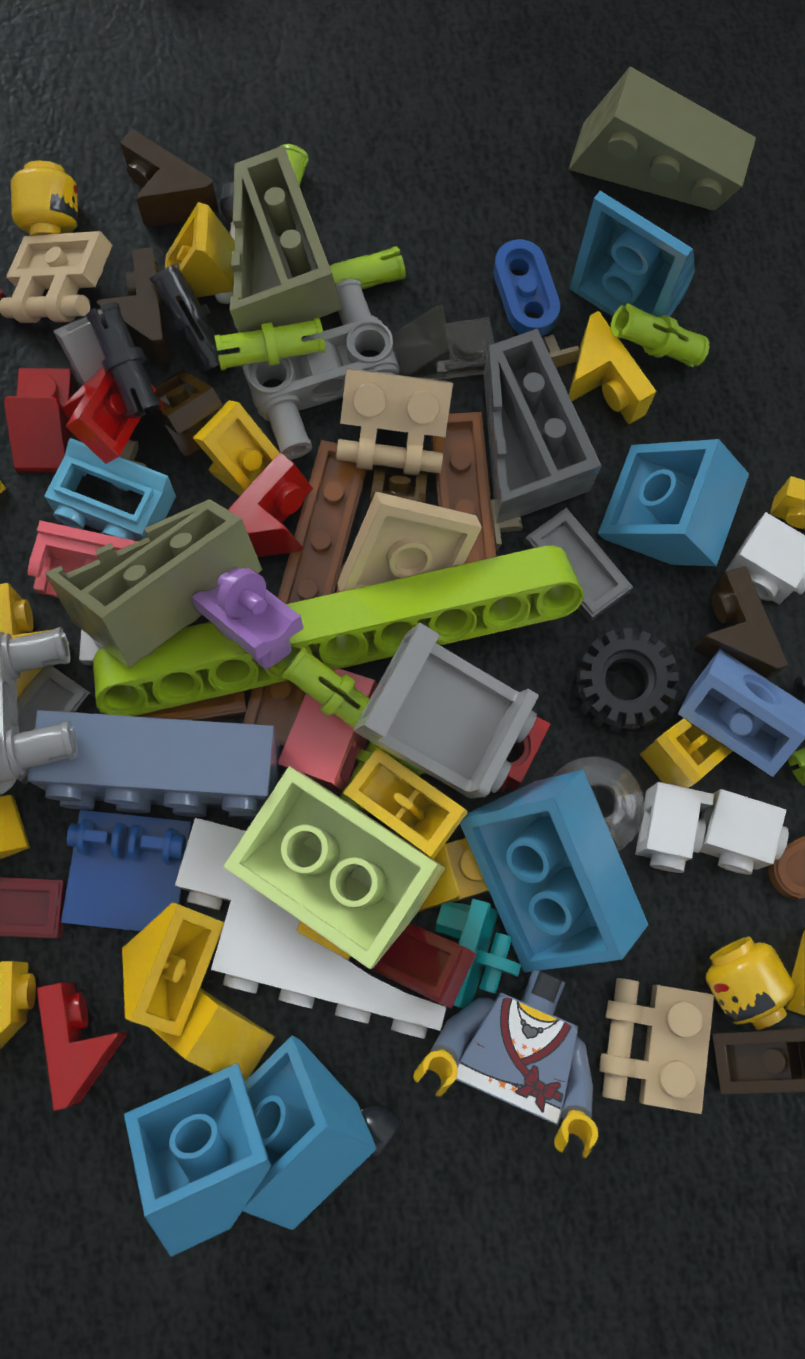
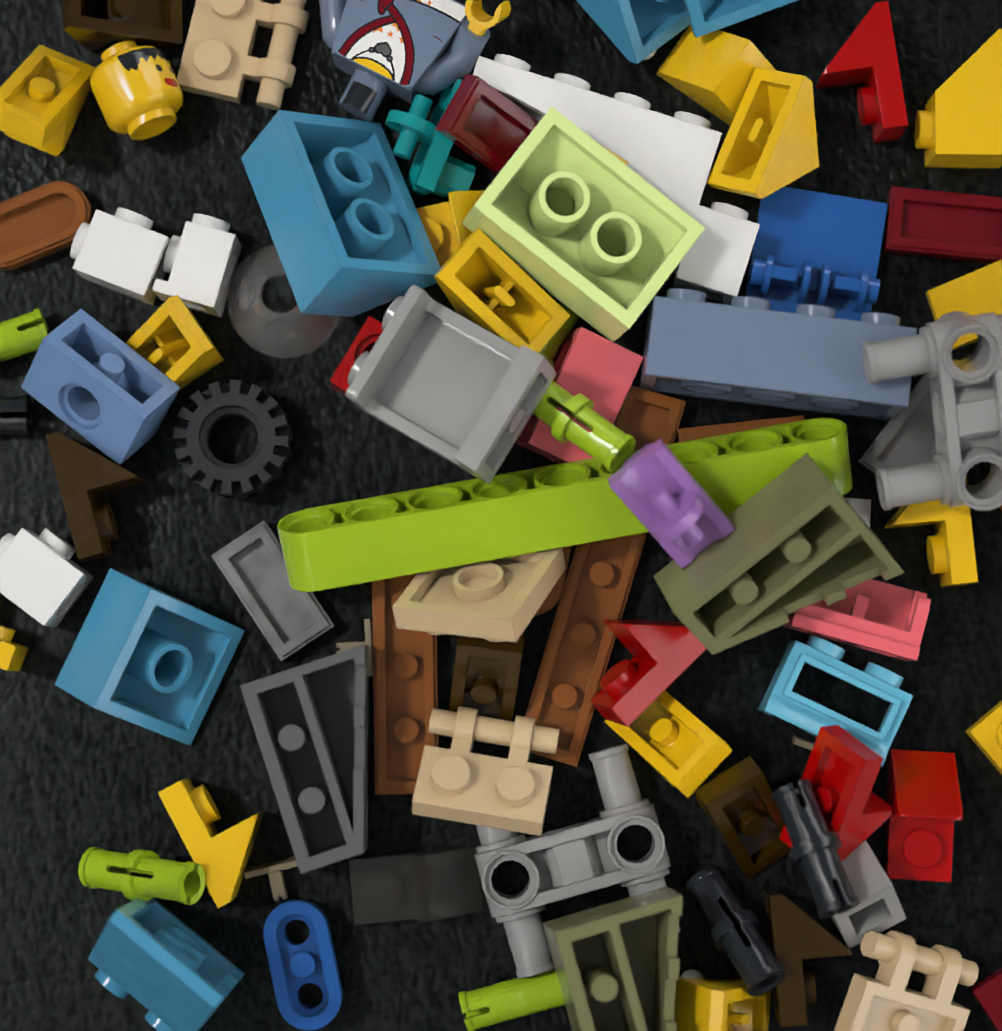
camera: 170 degrees left, 10 degrees up
(270, 343) = (635, 871): lime pin -> none

